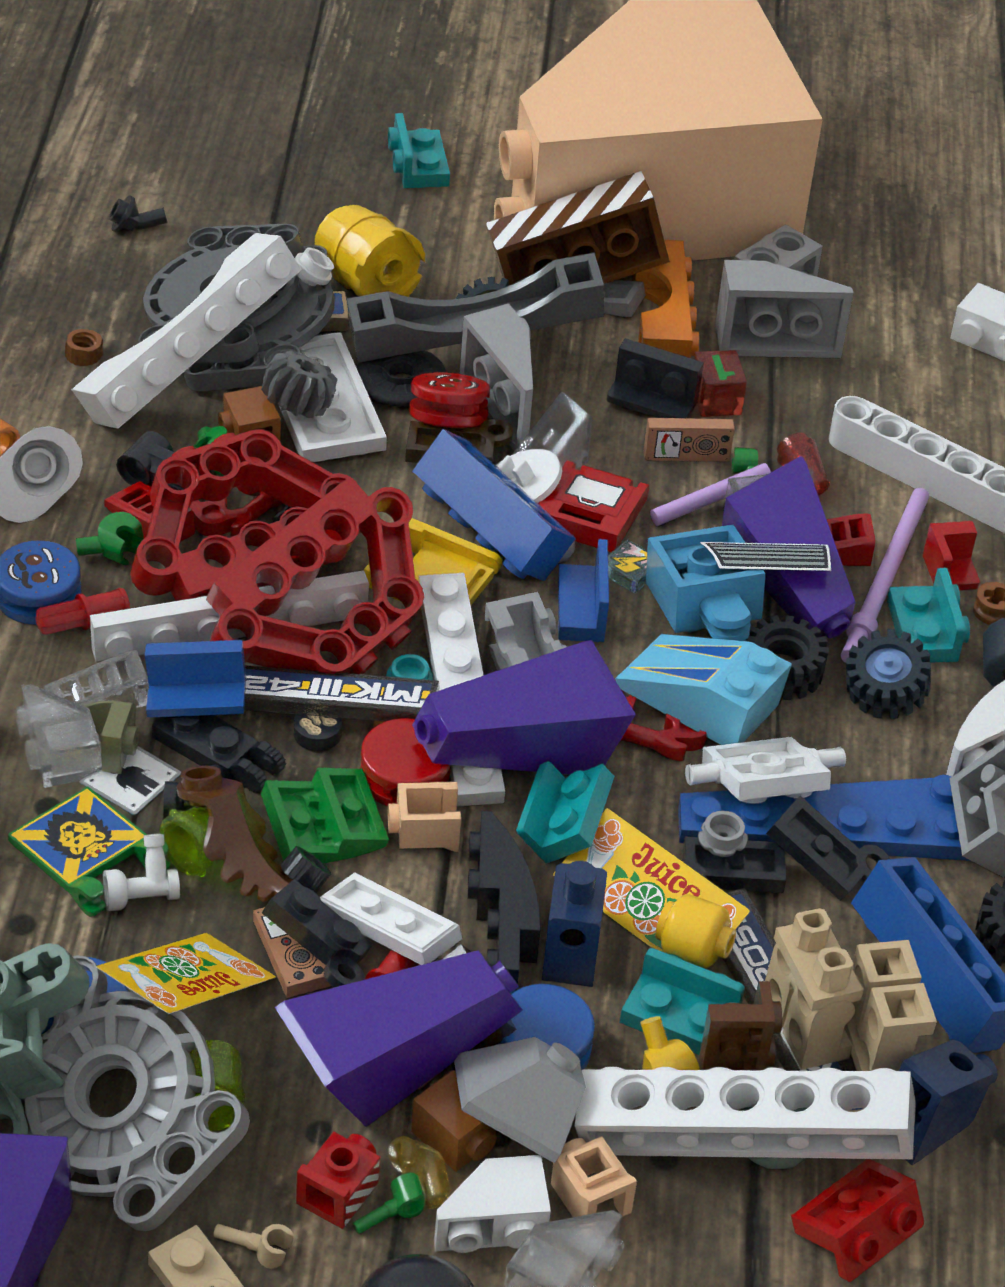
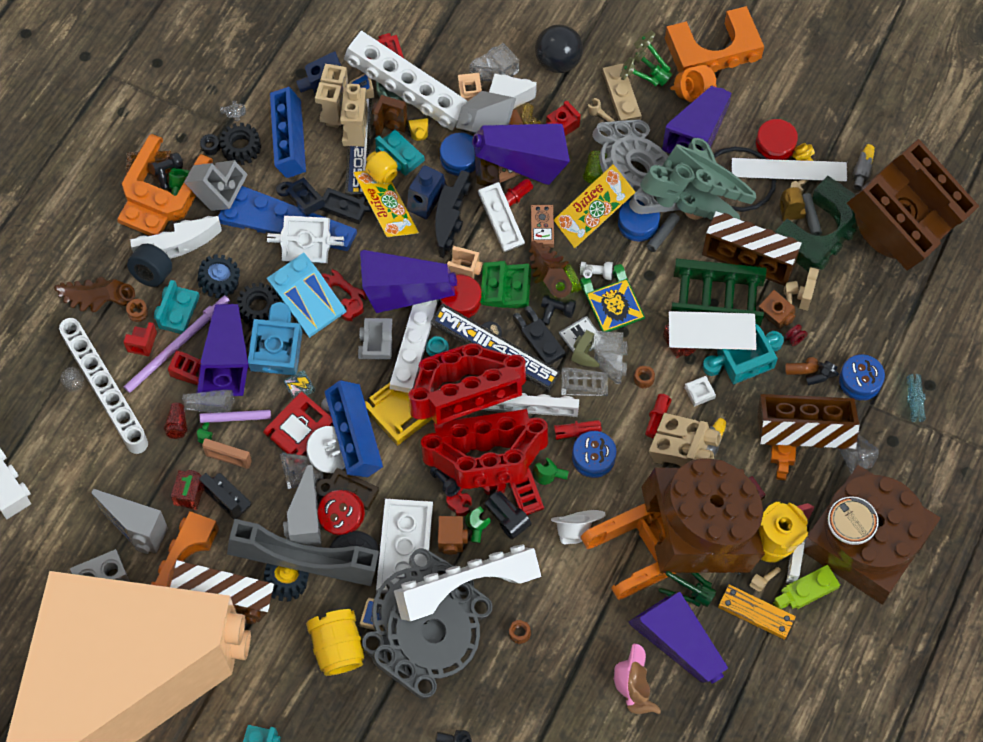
camera: 155 degrees left, 20 degrees up
(195, 678) = (542, 354): blue panel -> none
(299, 384) = (424, 520): dark grey gear -> none
(305, 869) = (520, 254): black axle -> none
(315, 267) = (380, 610): white plate -> none
(320, 931) = (531, 218): black hinge -> none
(406, 1201) = (540, 109): green hand -> none
(564, 811) = (404, 242): teal bracket -> none
(584, 599) = (332, 366): blue panel -> none
(723, 834) = (345, 202): light grey plate -> none
(770, 556) = (244, 329): sticker -> none

